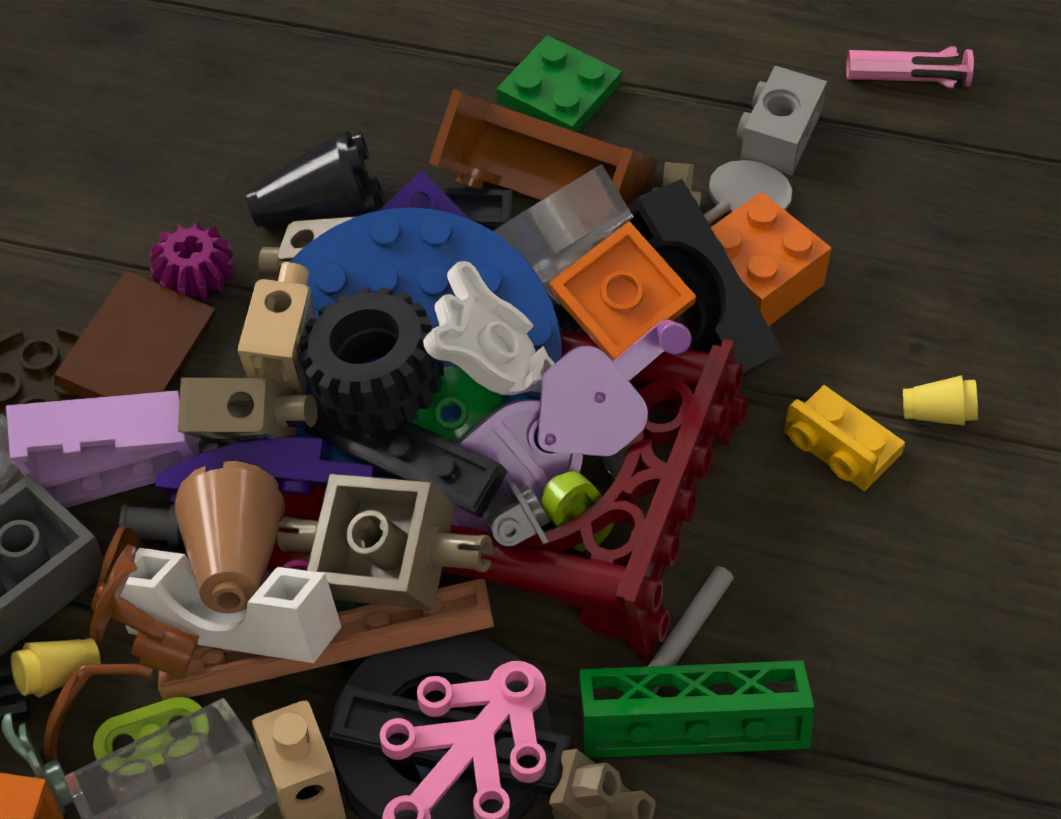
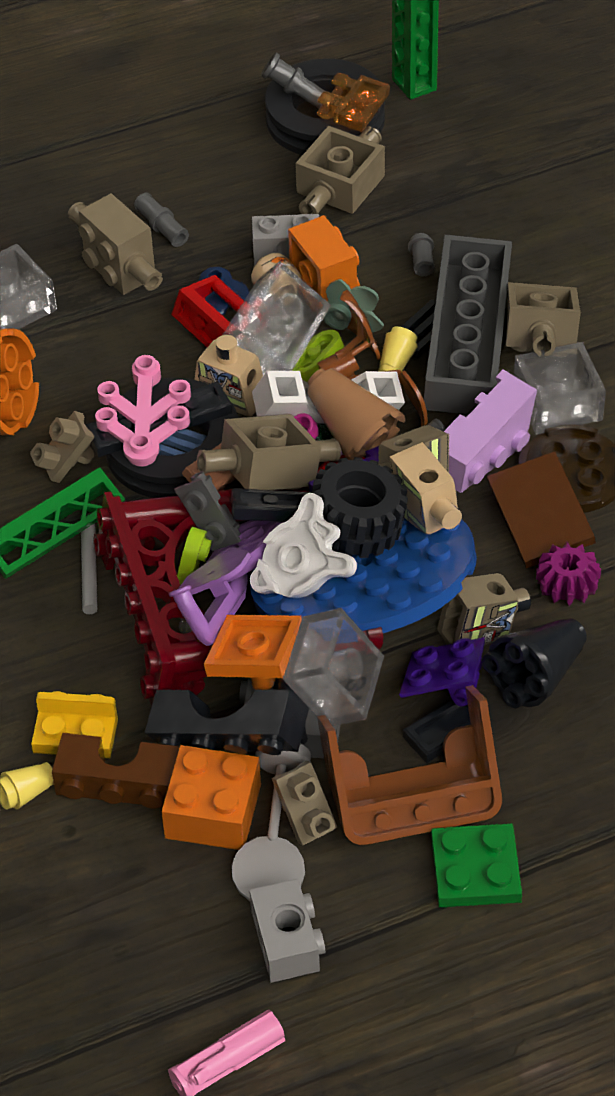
camera: 145 degrees right, 5 degrees down
(811, 324) = (82, 772): none -> reddish brown arch

